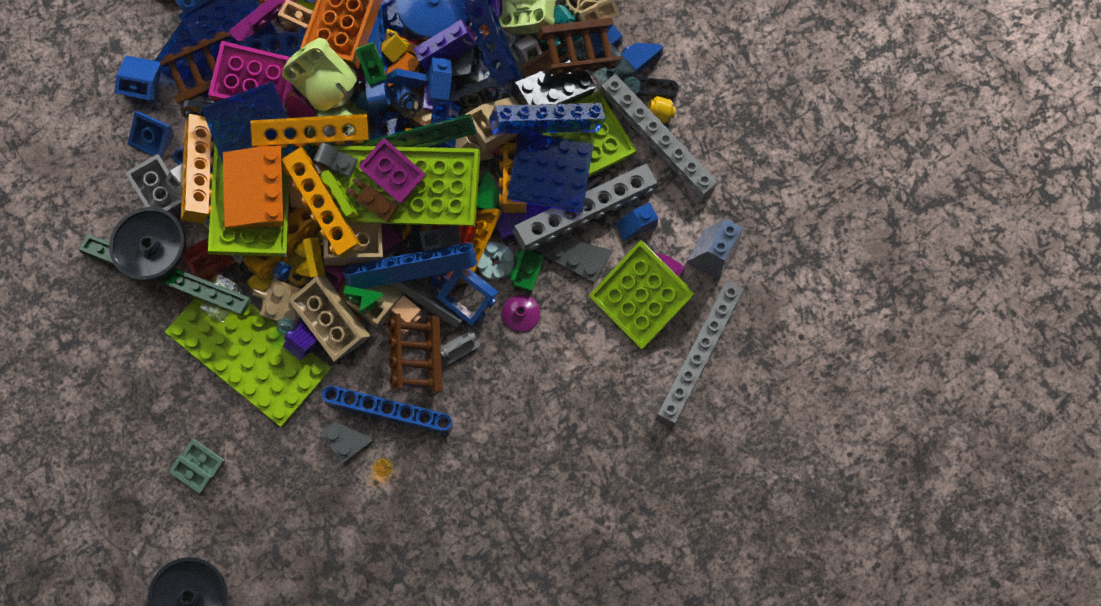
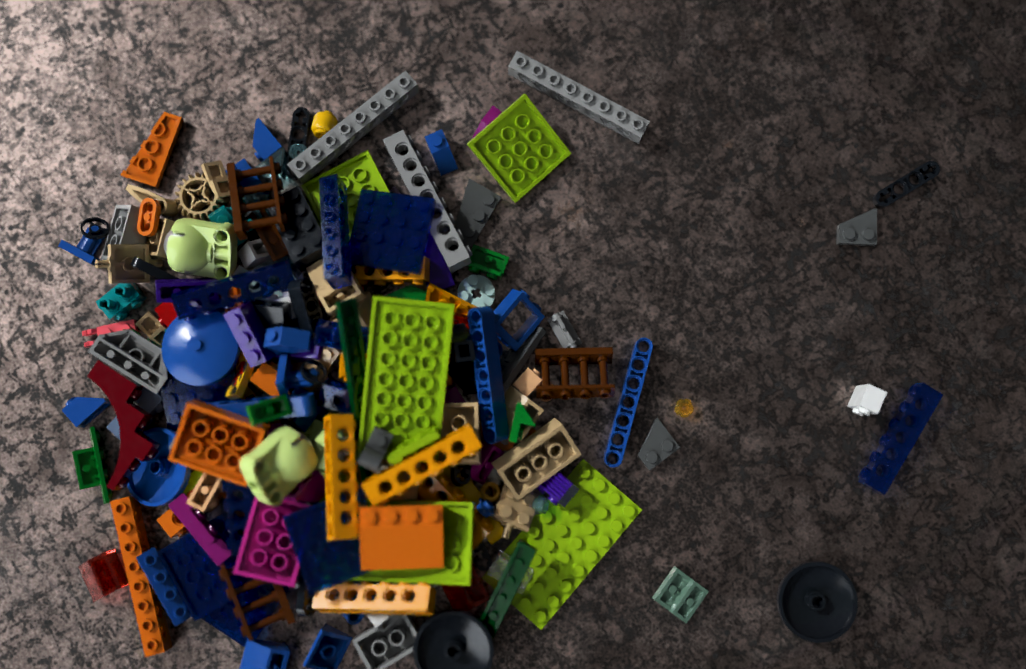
camera: 85 degrees left, 10 degrees up
(314, 265) = (483, 474): yellow tile -> none
(374, 200) = (421, 409): reddish brown hinge -> none
(392, 171) = (391, 387): magenta plate -> none
(394, 47) = (248, 388): yellow slope -> none
(521, 322) = (533, 279): magenta dish -> none
(716, 248) = (475, 72): sand blue slope -> none

